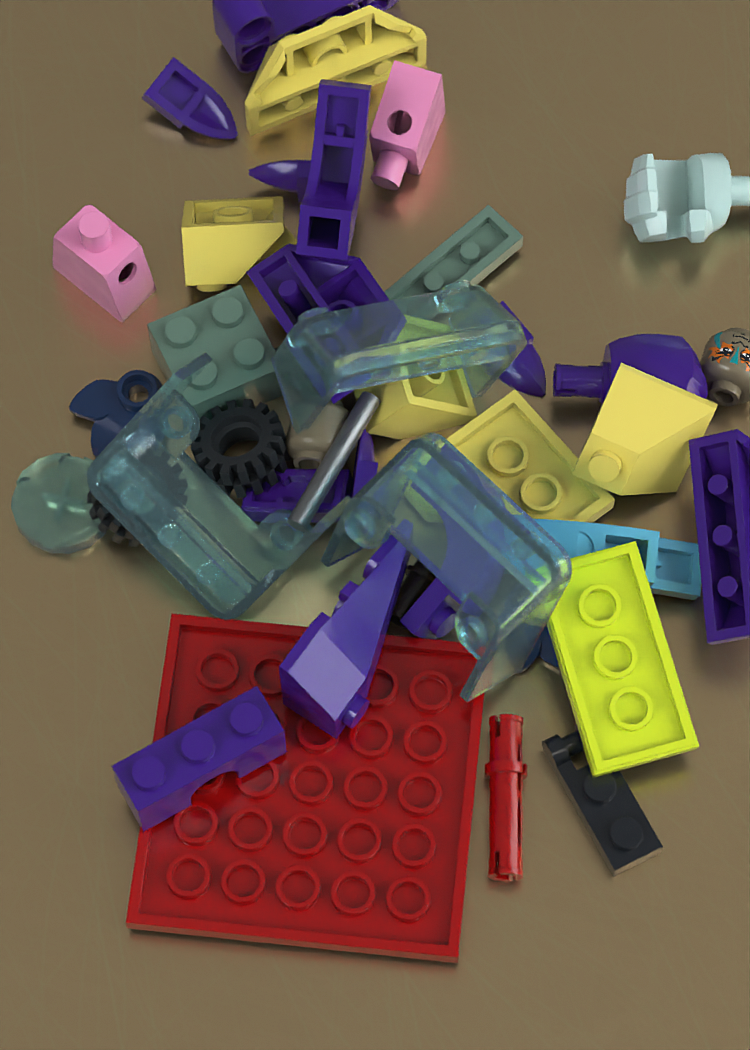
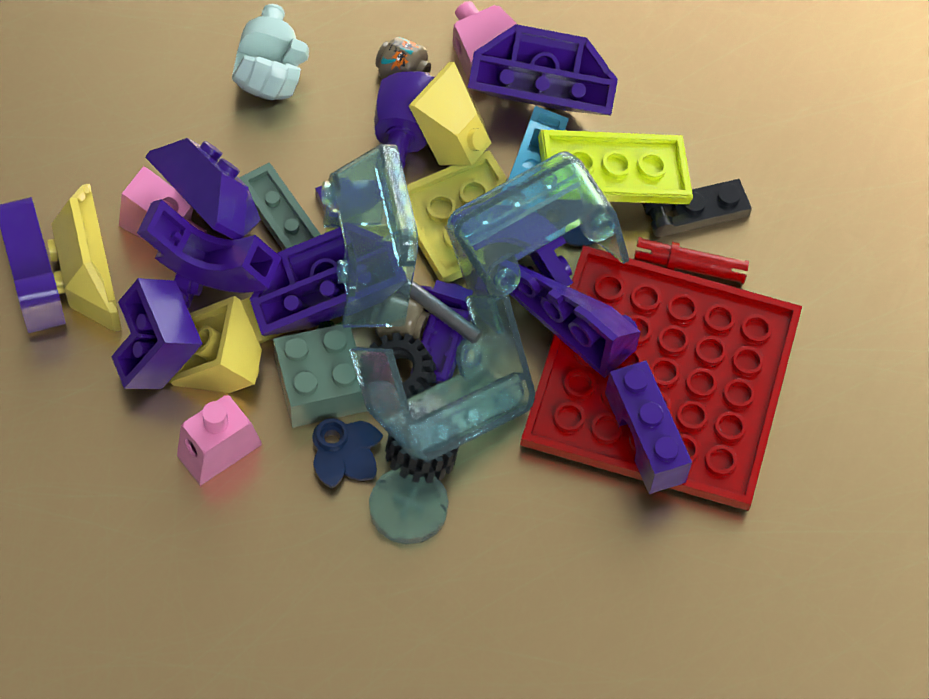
camera: 85 degrees left, 5 degrees down
(190, 102) = (84, 360): dark purple plate -> none
(214, 155) = (160, 335): none -> dark purple brick
(434, 169) = (208, 185): none -> dark purple wedge

